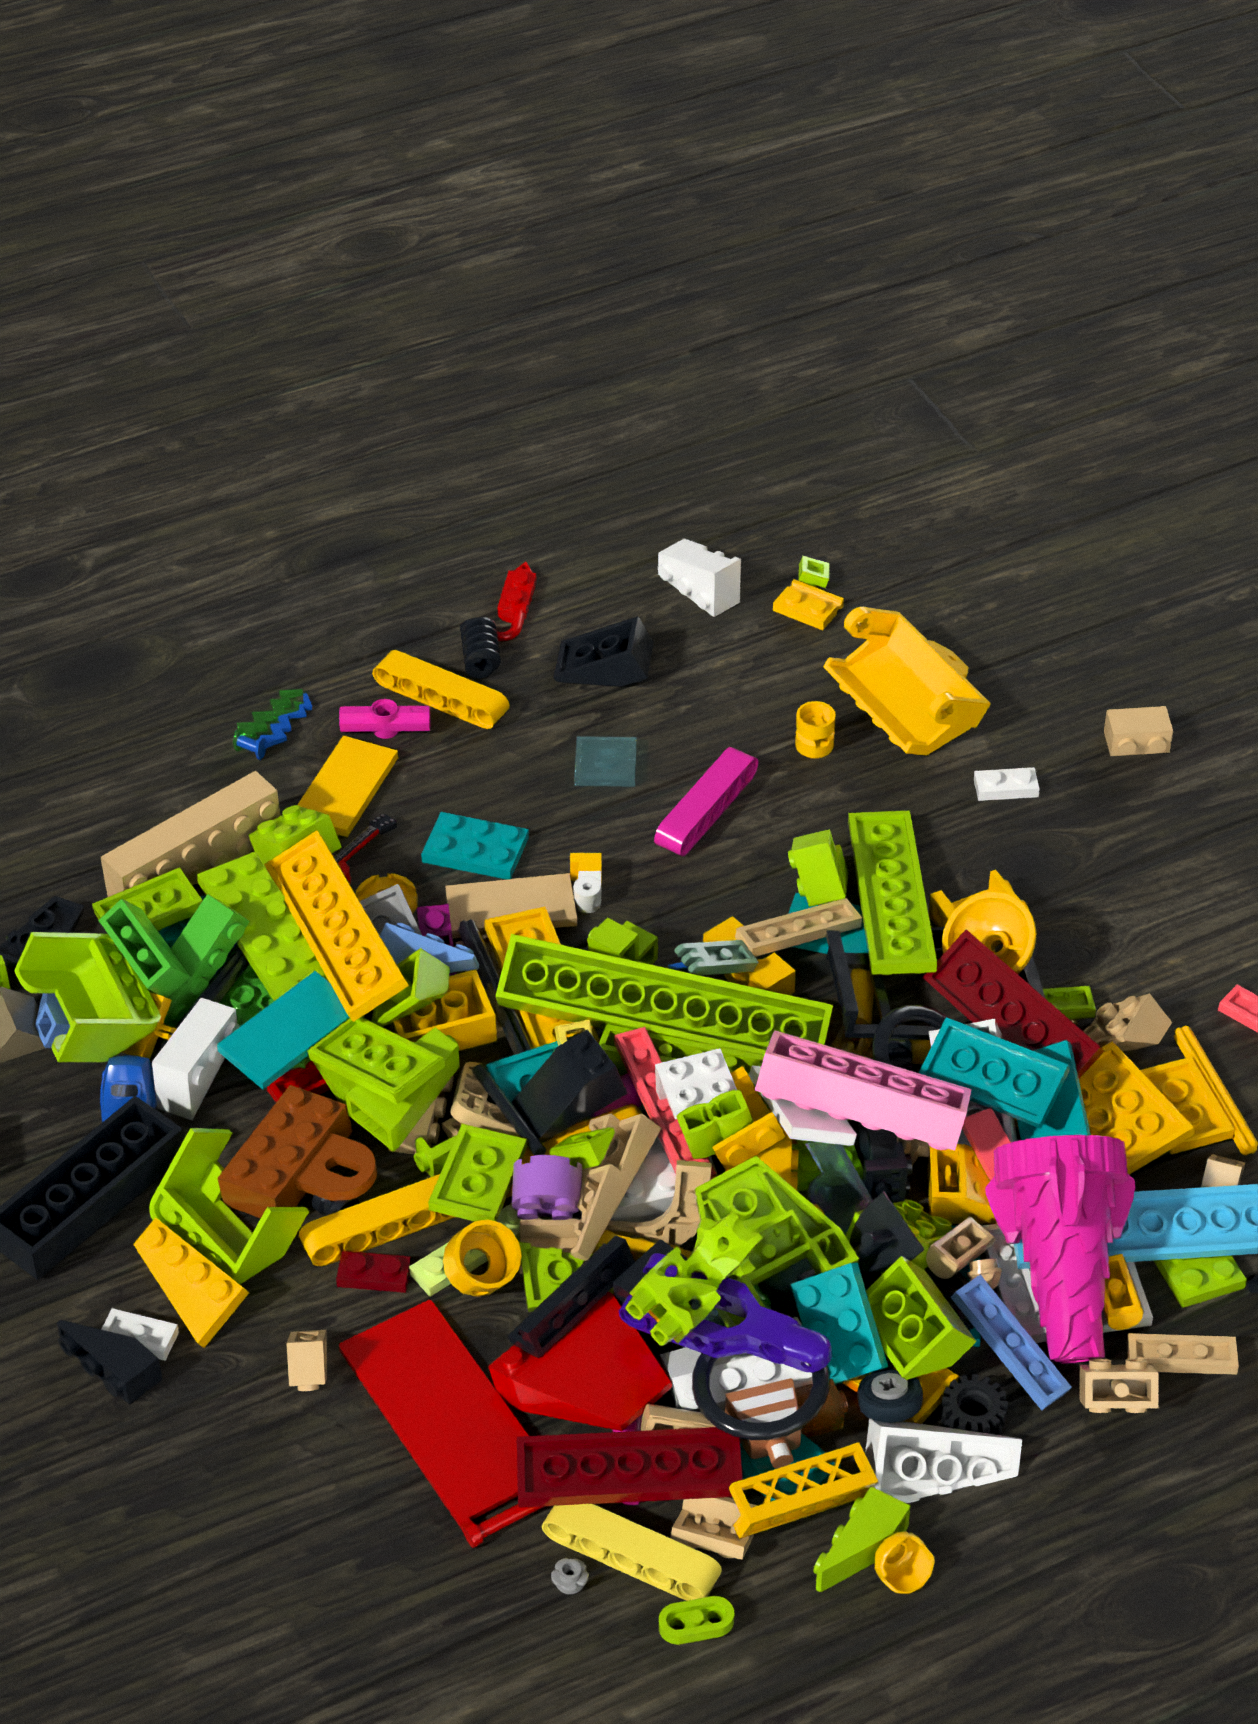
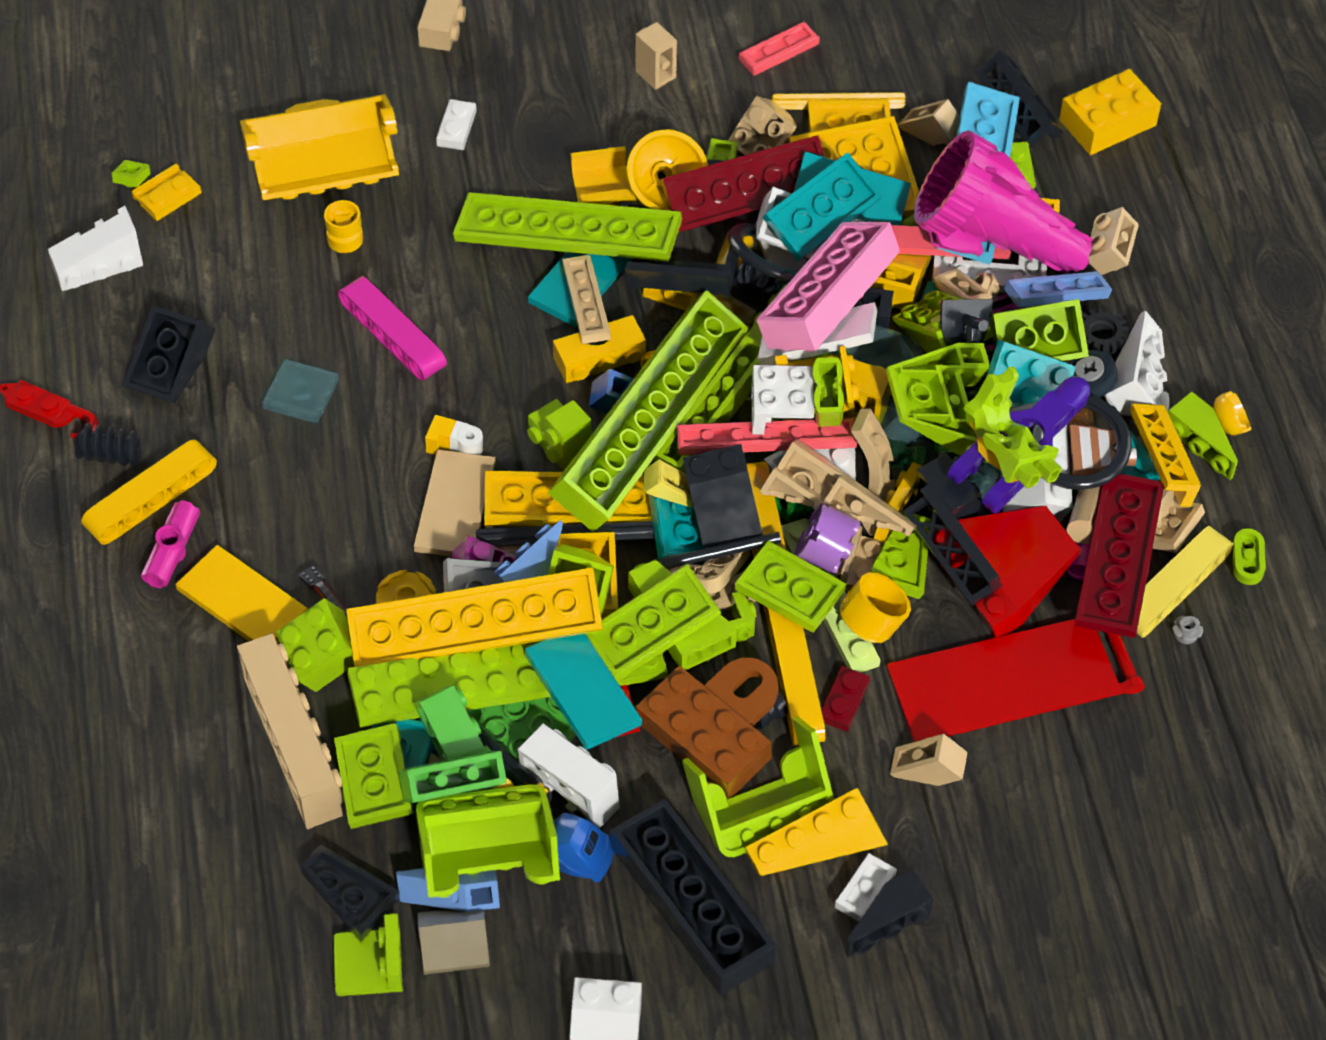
camera: 75 degrees left, 10 degrees up
(247, 730) = (126, 662): piece -> none
(475, 845) = (366, 514): teal plate -> none
(586, 1147) = (797, 501): lime slope -> none
(717, 957) = (618, 354): sand green hinge -> none
(820, 868) = (530, 263): lime brick -> none
(1175, 904) = (656, 55): none -> tan brick
(1185, 1353) = (1085, 196): tan plate -> none

